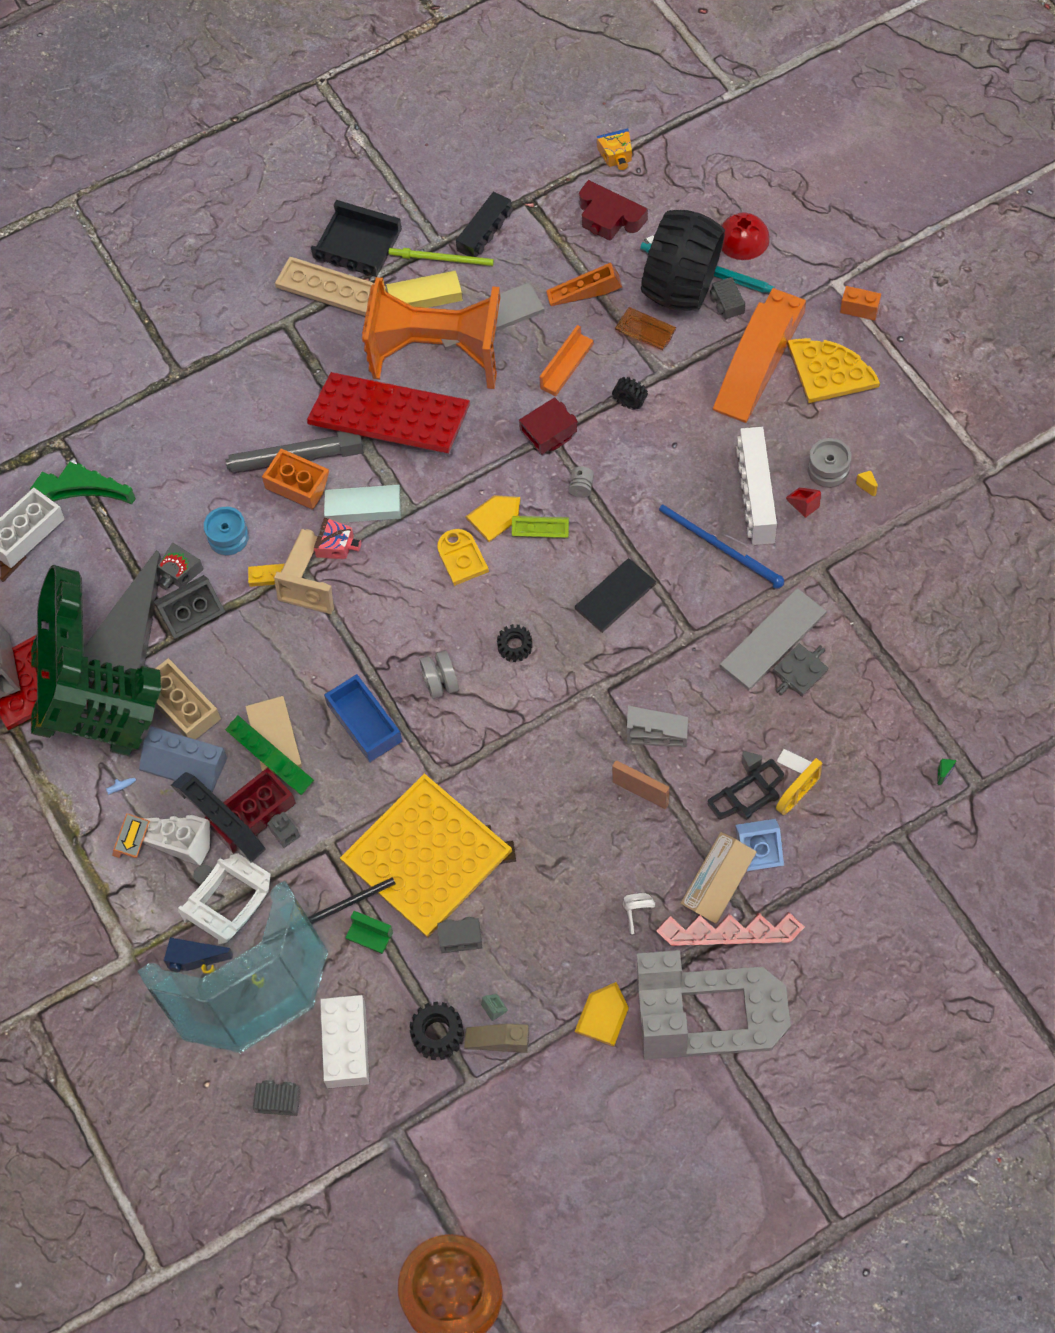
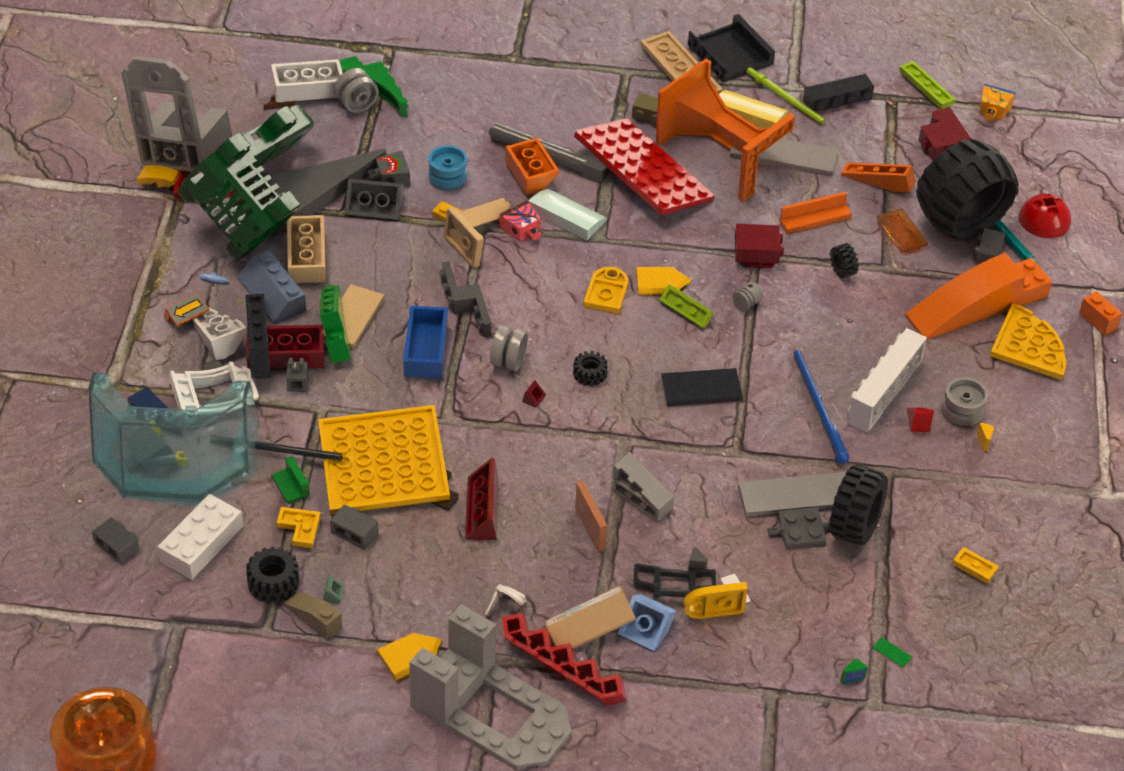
camera: 30 degrees right, 15 degrees down
(76, 508) = (356, 90): none -> light grey wheel
(344, 349) = (645, 108): none -> olive brick
(356, 650) = (465, 299): none -> dark grey bracket
(417, 962) = (303, 522): none -> yellow plate
(491, 702) = (533, 394): none -> dark red slope
(540, 835) = (482, 503): none -> dark red slope
(547, 167) = (927, 85): none -> lime plate
(839, 622) = (858, 504): none -> black tyre
(953, 607) = (975, 565): none -> yellow plate
(953, 729) = (892, 652): none -> green sticker

